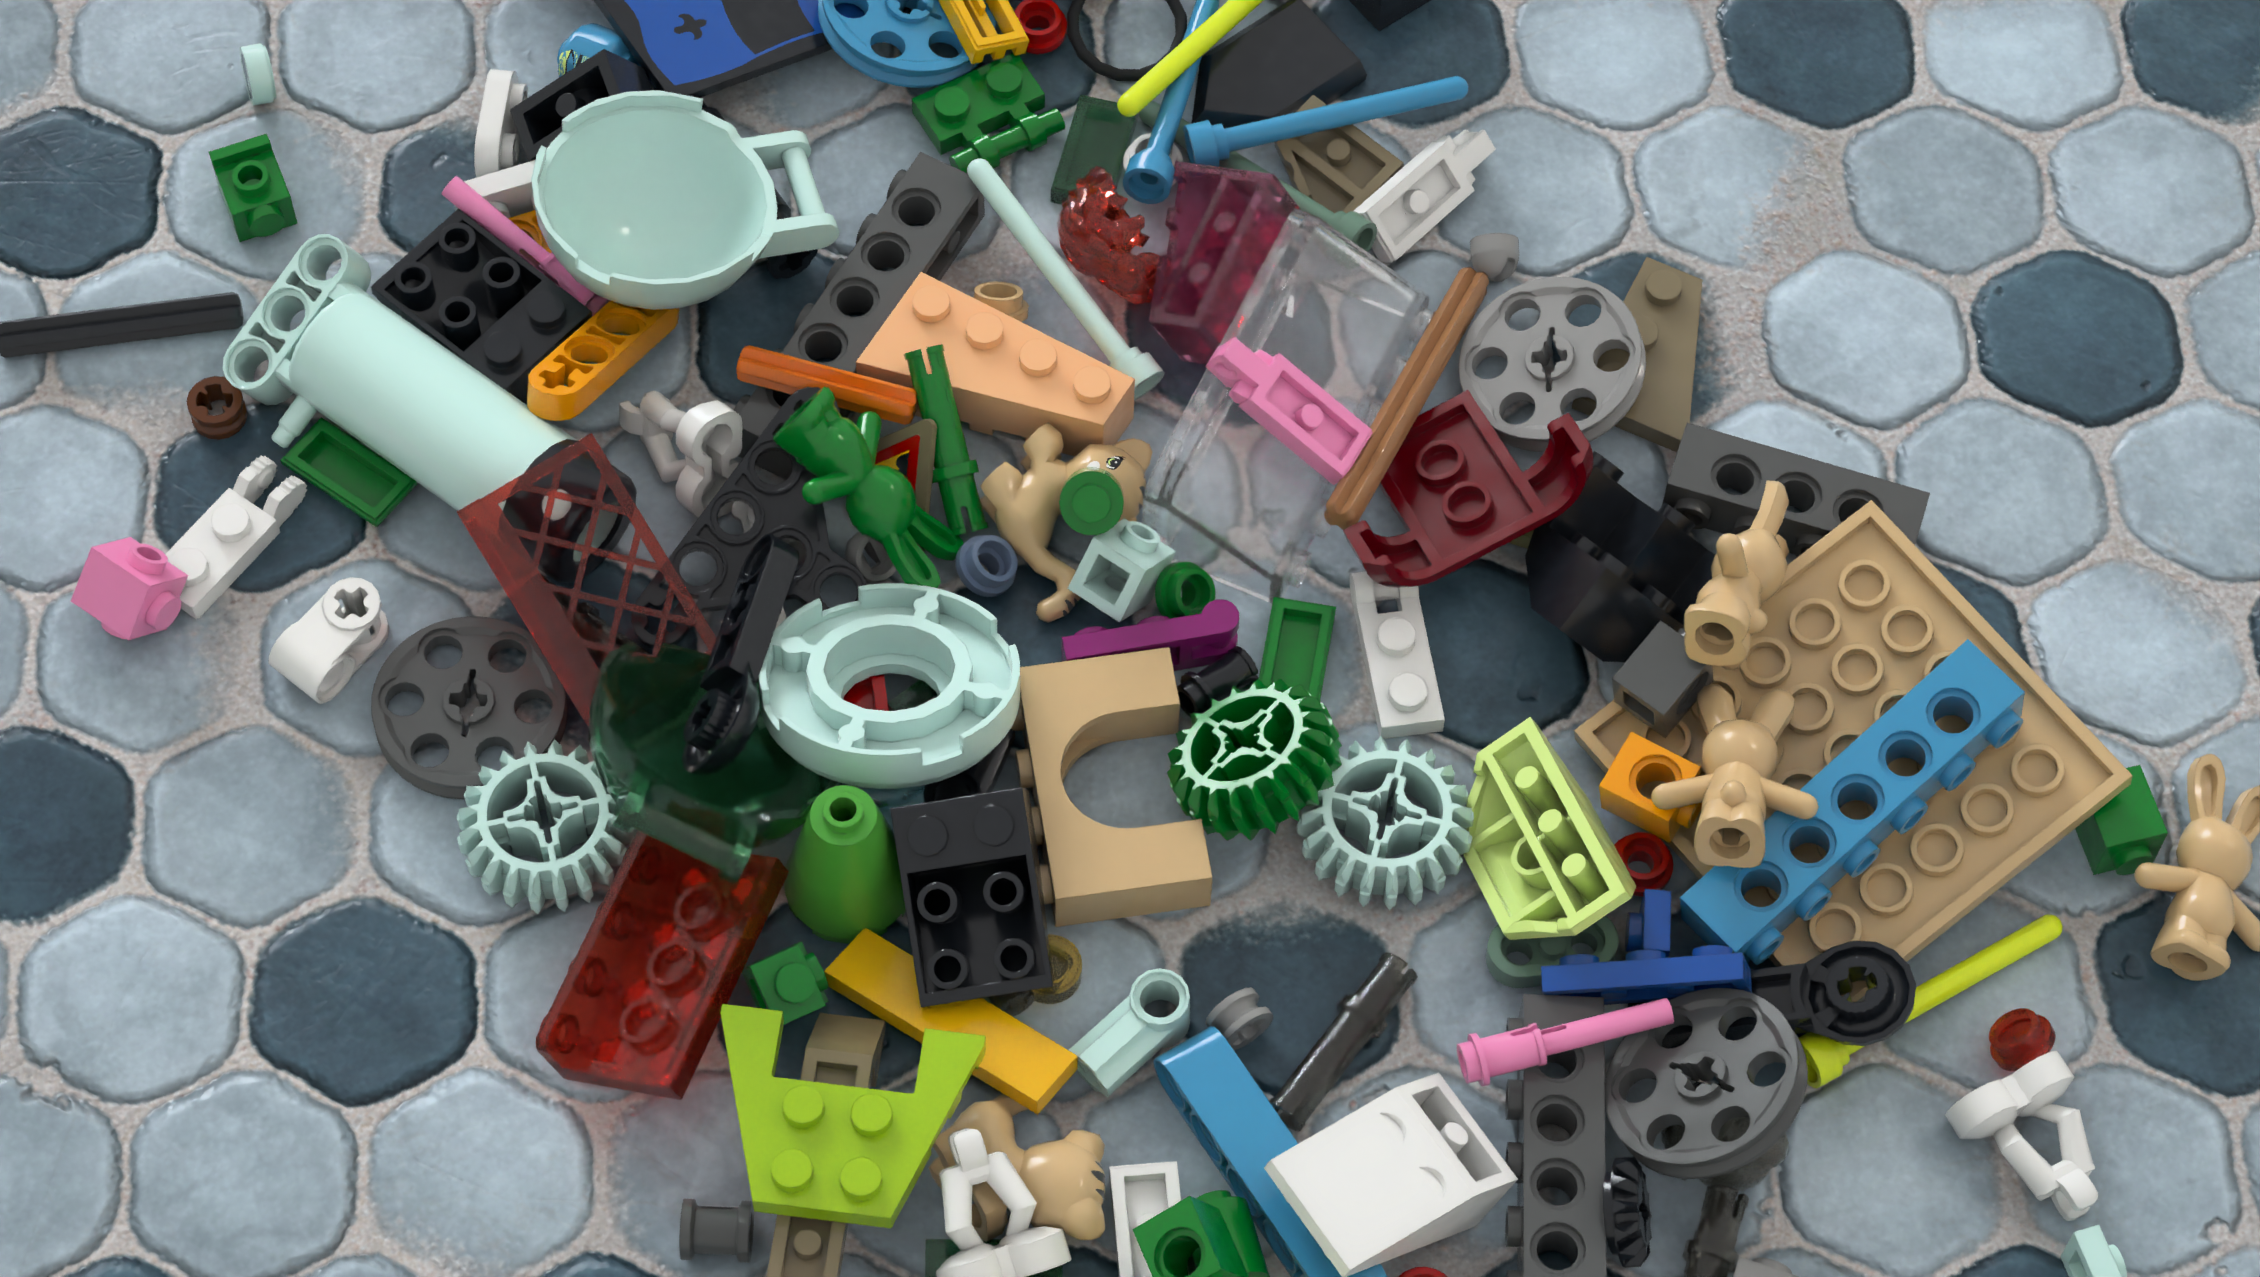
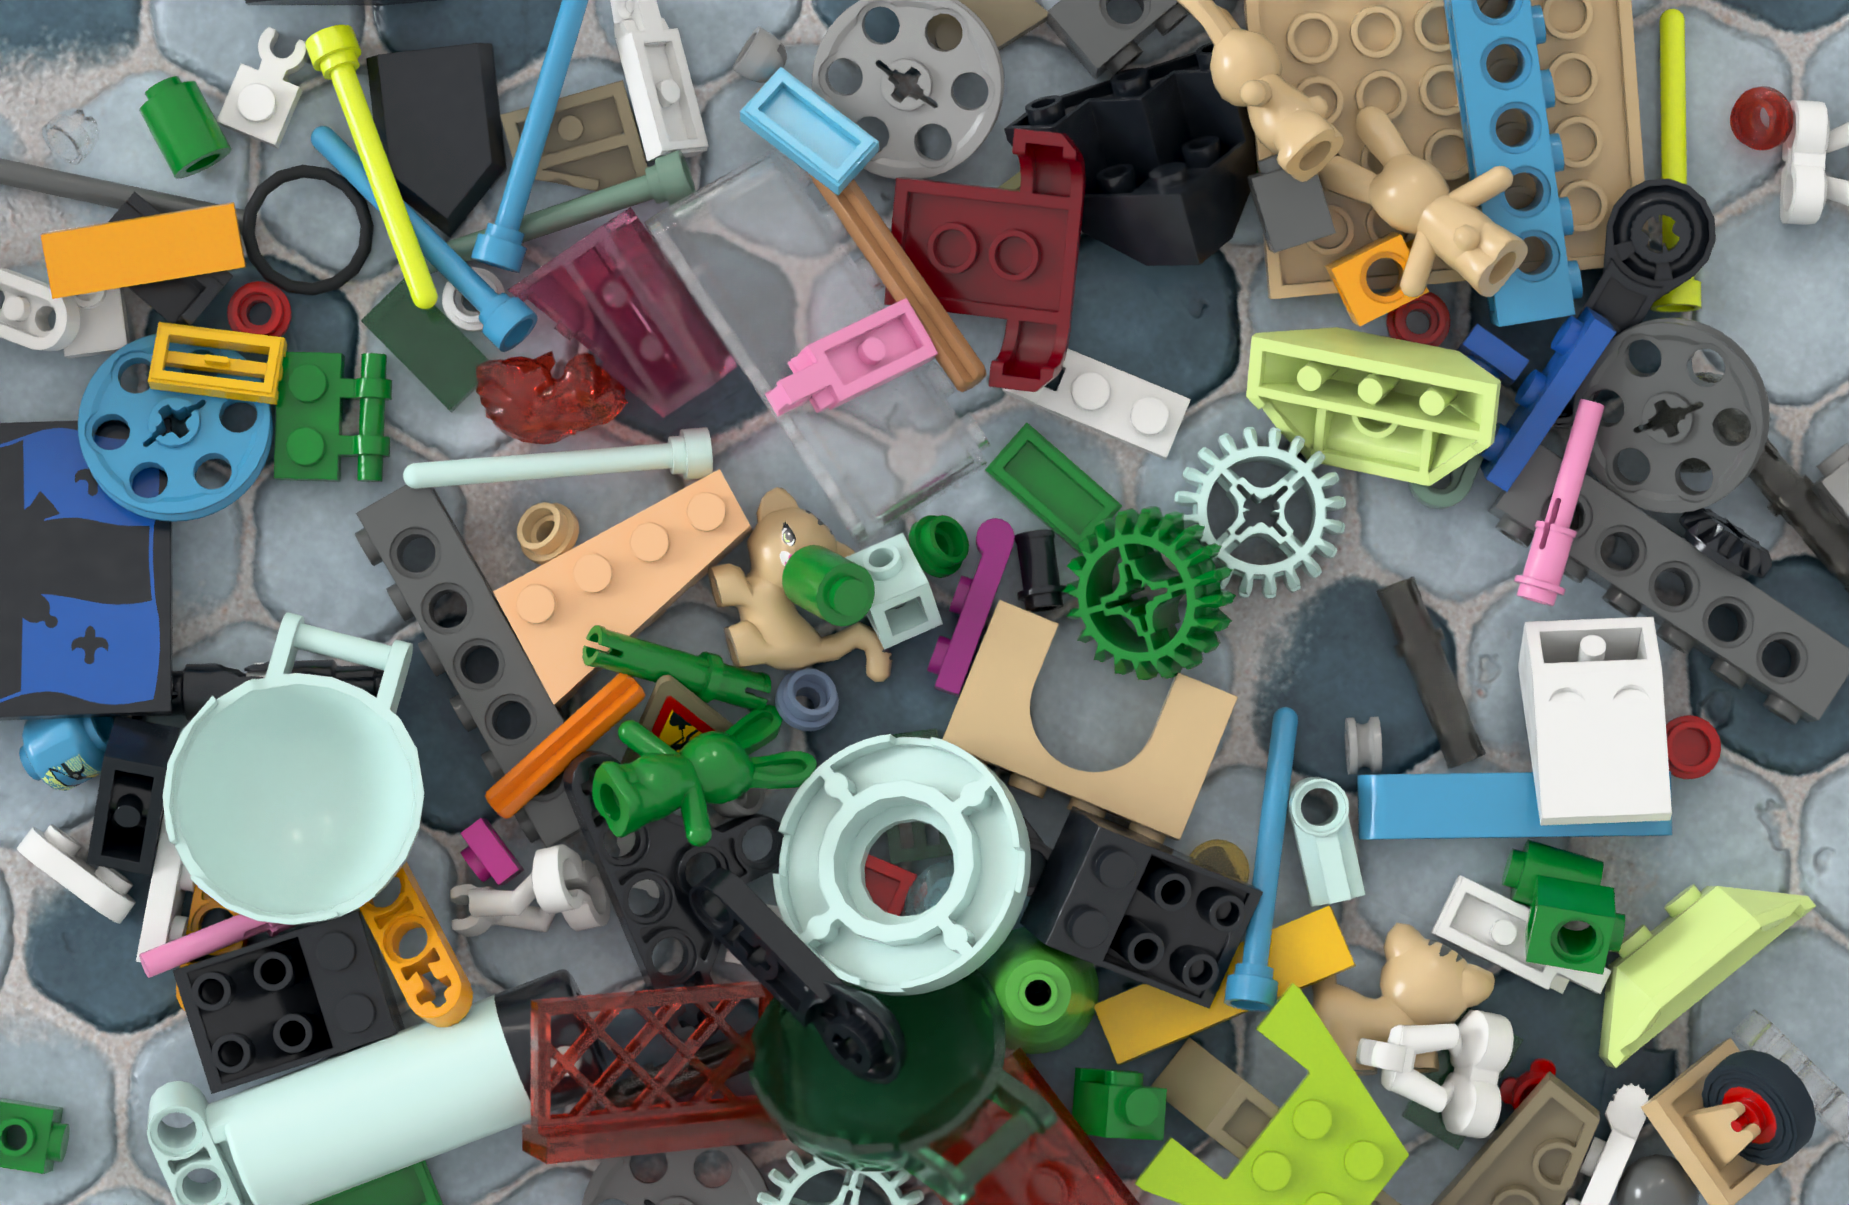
camera: 55 degrees left, 25 degrees up
(706, 385) = (489, 854): none -> dark pink plate
(978, 1019) = (1253, 982): none -> dark azure piece
(1459, 307) = (809, 131): none -> medium azure tile

